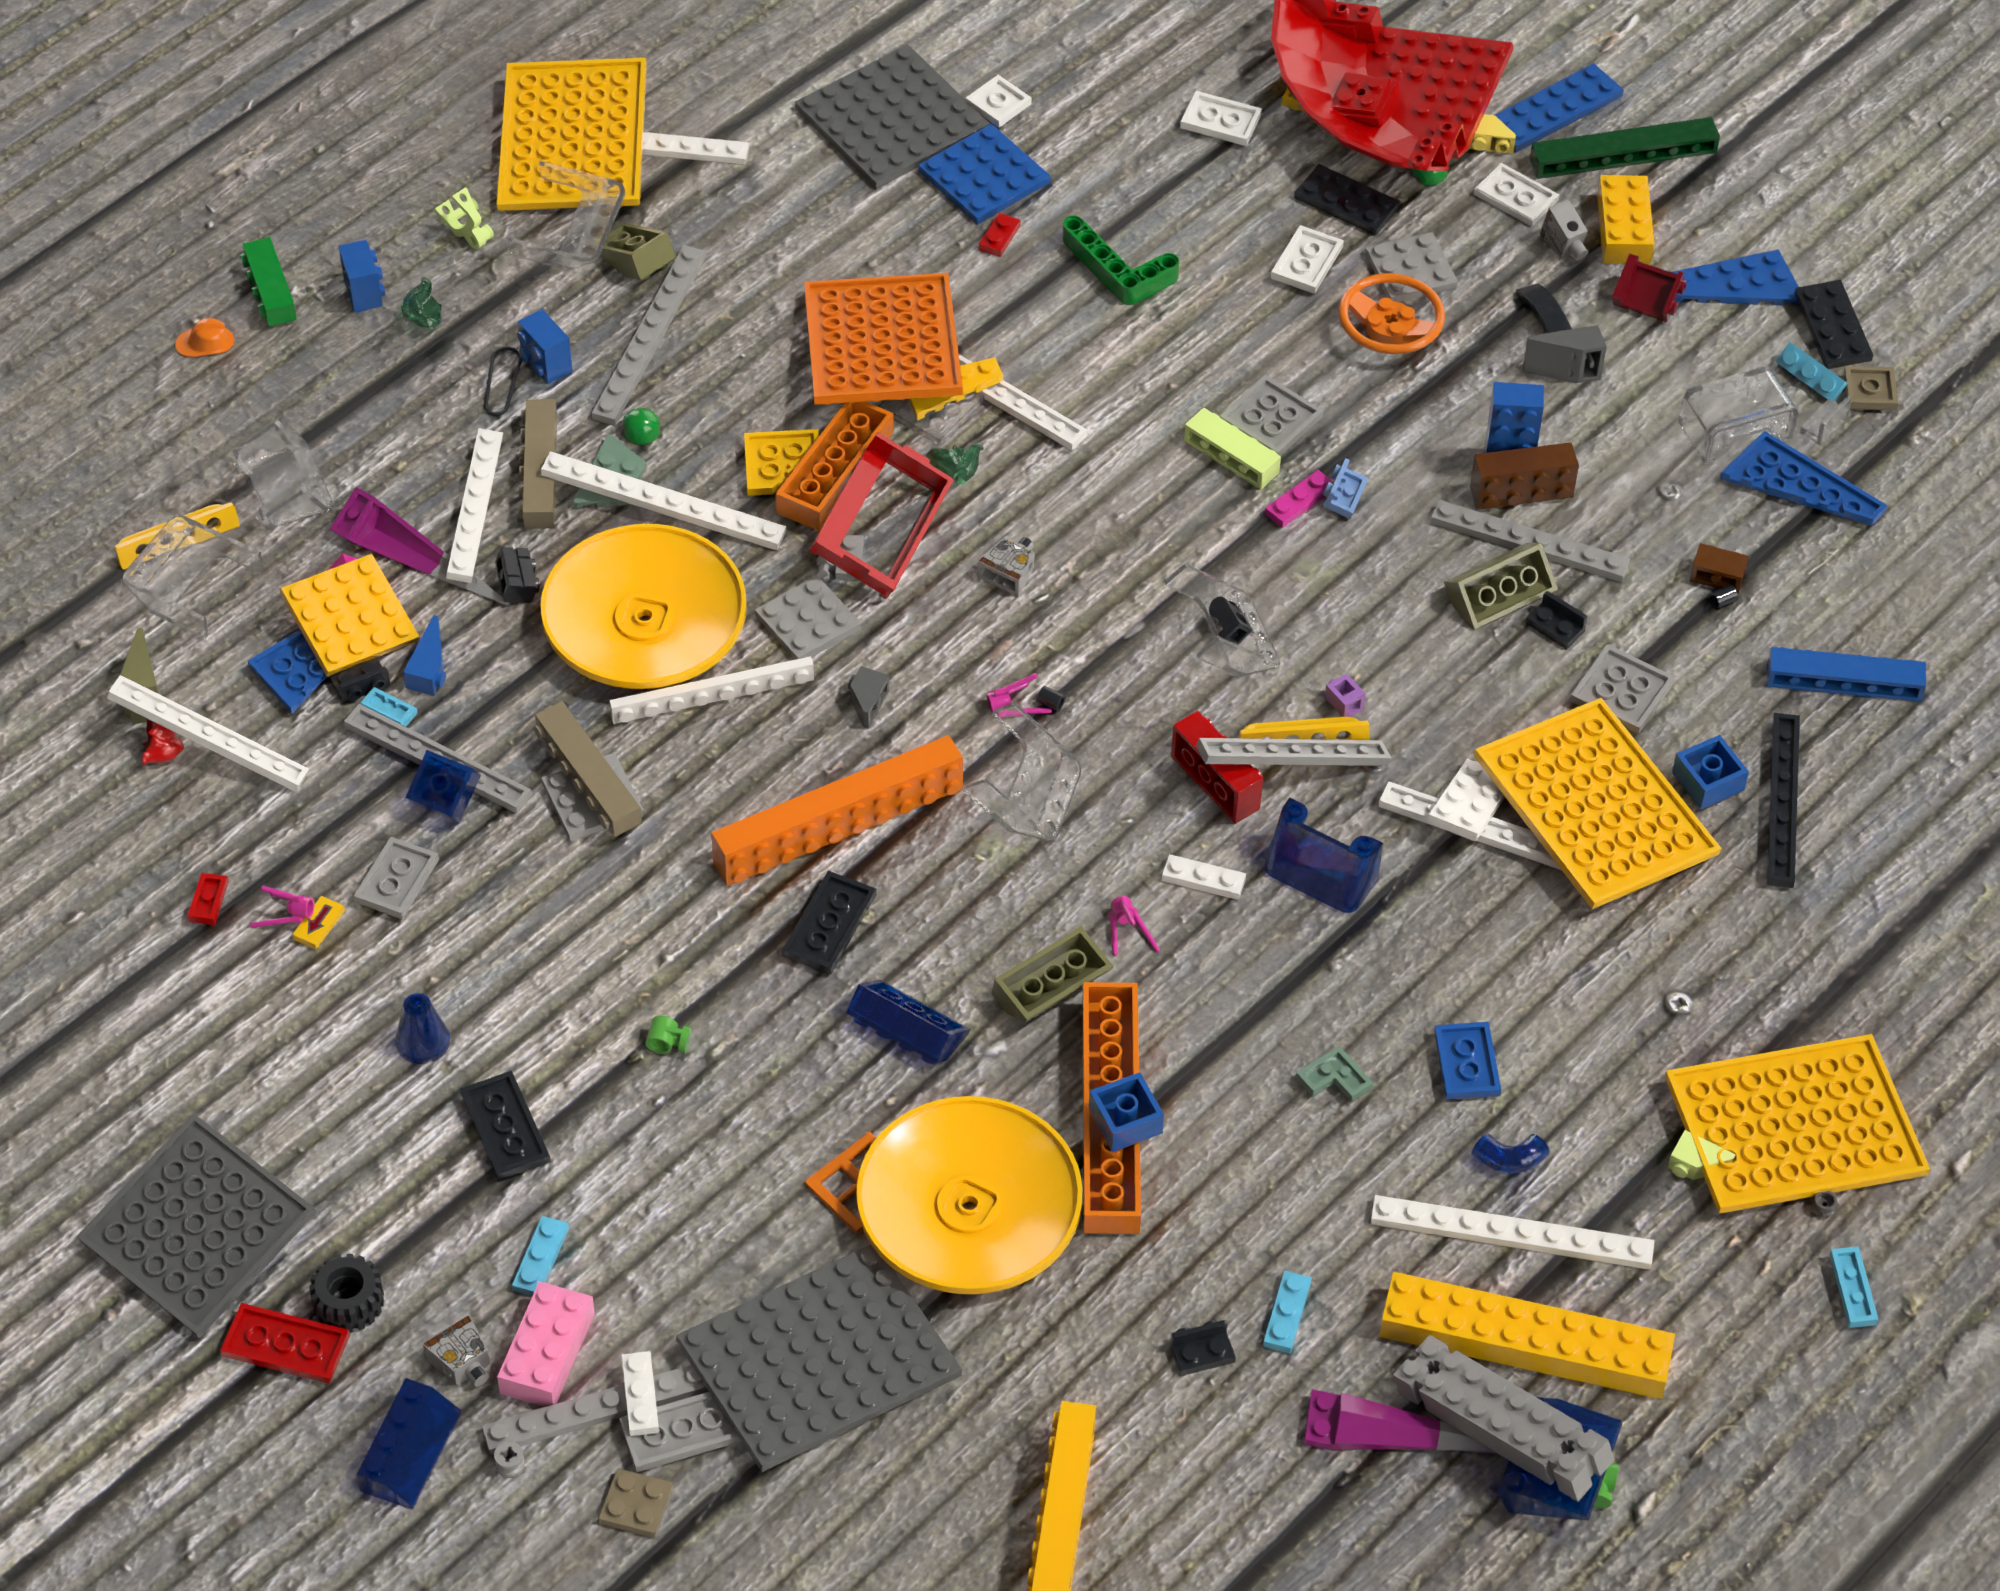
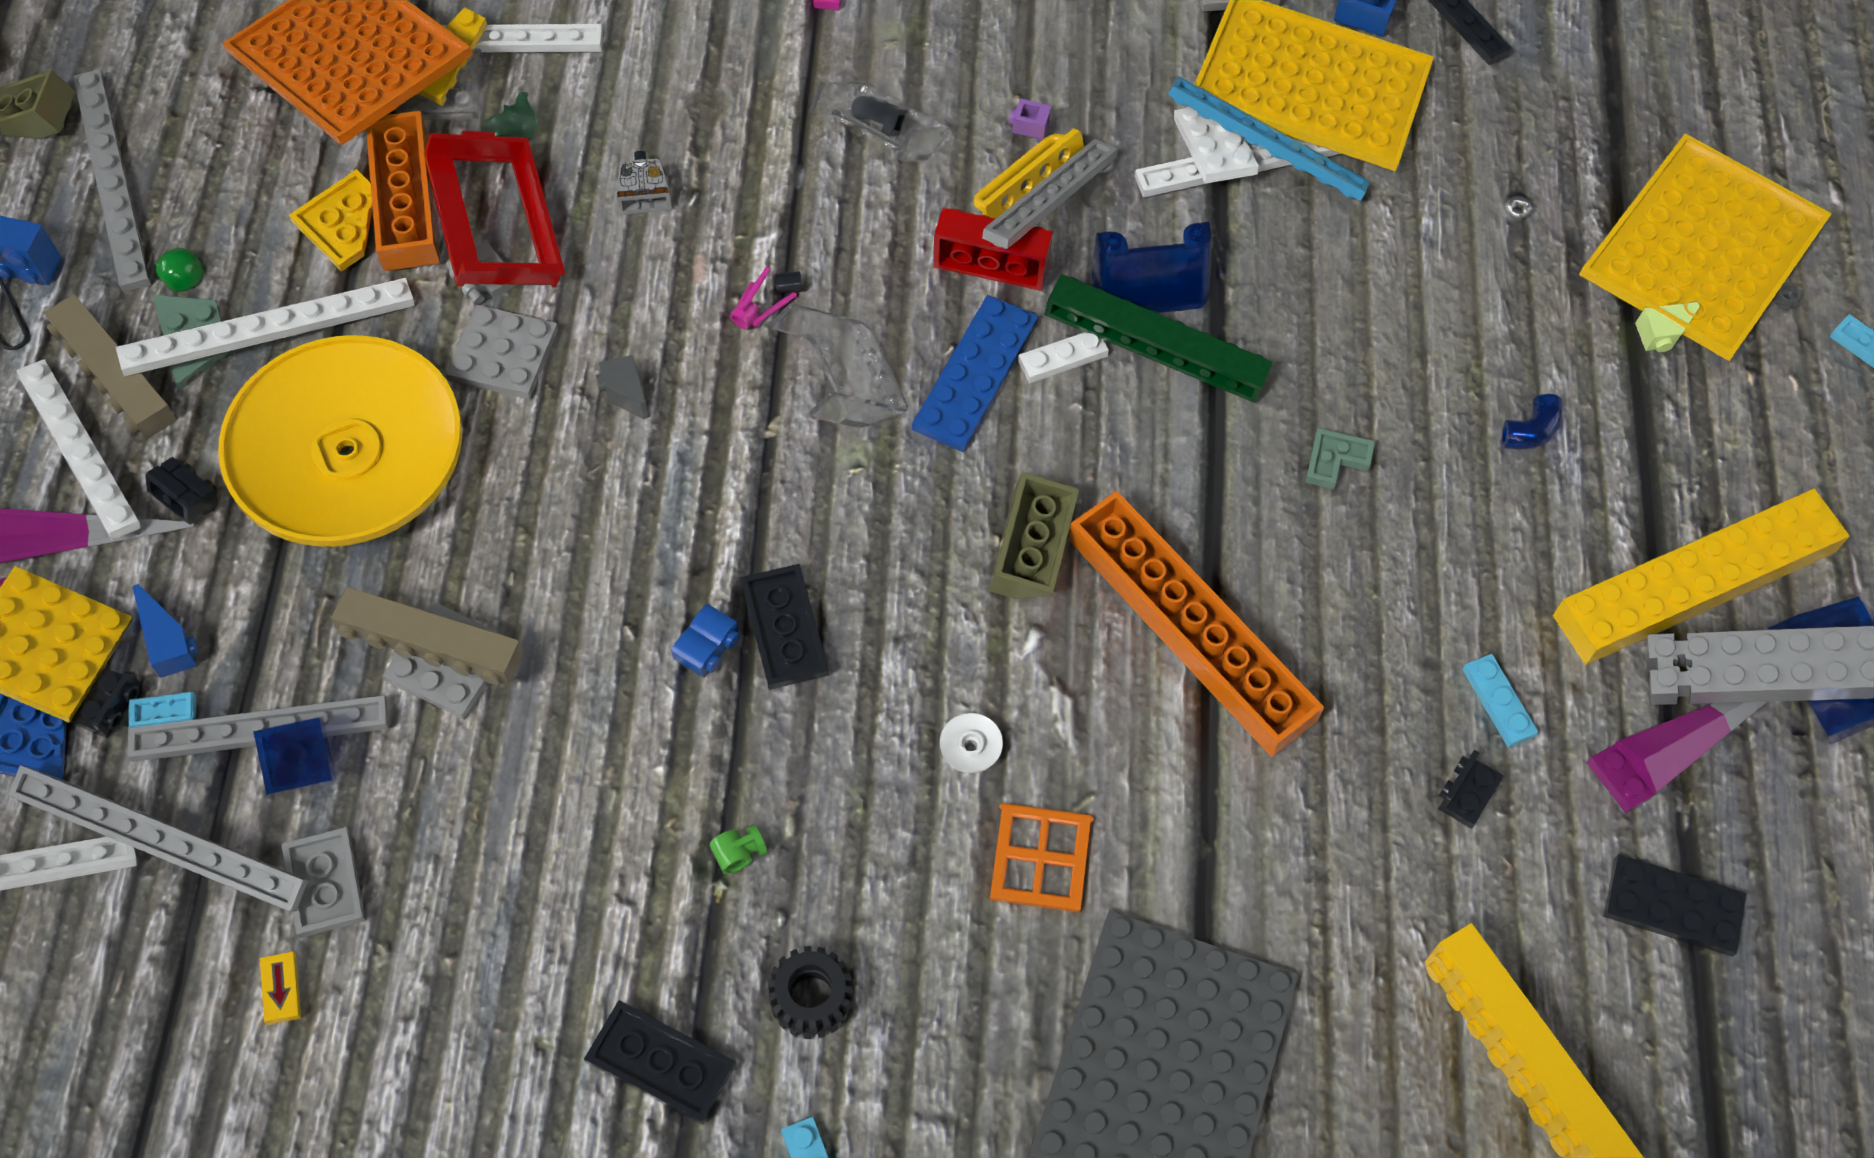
camera: 40 degrees left, 10 degrees up
(208, 898) = (138, 1049): red plate -> none
(297, 905) = (245, 988): dark pink plant -> none
(320, 781) = (158, 838): none -> light grey plate
(421, 1031) = (494, 1030): clear blue cone -> none
(636, 1168) = (810, 965): none -> black tyre
(712, 690) = (474, 477): white plate -> none
(767, 895) = (705, 641): none -> blue brick
(837, 810) = (700, 517): orange brick -> none
(882, 1069) = (975, 730): none -> white dish
(906, 1021) = (942, 671): clear blue slope -> none
(960, 1154) = (1168, 747): yellow dish -> none
(1124, 914) = (1031, 434): dark pink plant -> none
(1126, 1112) = (1233, 619): blue brick -> none
(1127, 847) = (975, 373): none -> blue plate
(1274, 1521) = (1675, 905): none -> black plate
(1281, 907) = (1158, 338): none -> dark green brick
(1467, 1060) = (1422, 368): blue plate -> none
(1508, 821) = (1274, 141): none -> dark azure plate
(1512, 1232) = (1593, 494): white plate -> none

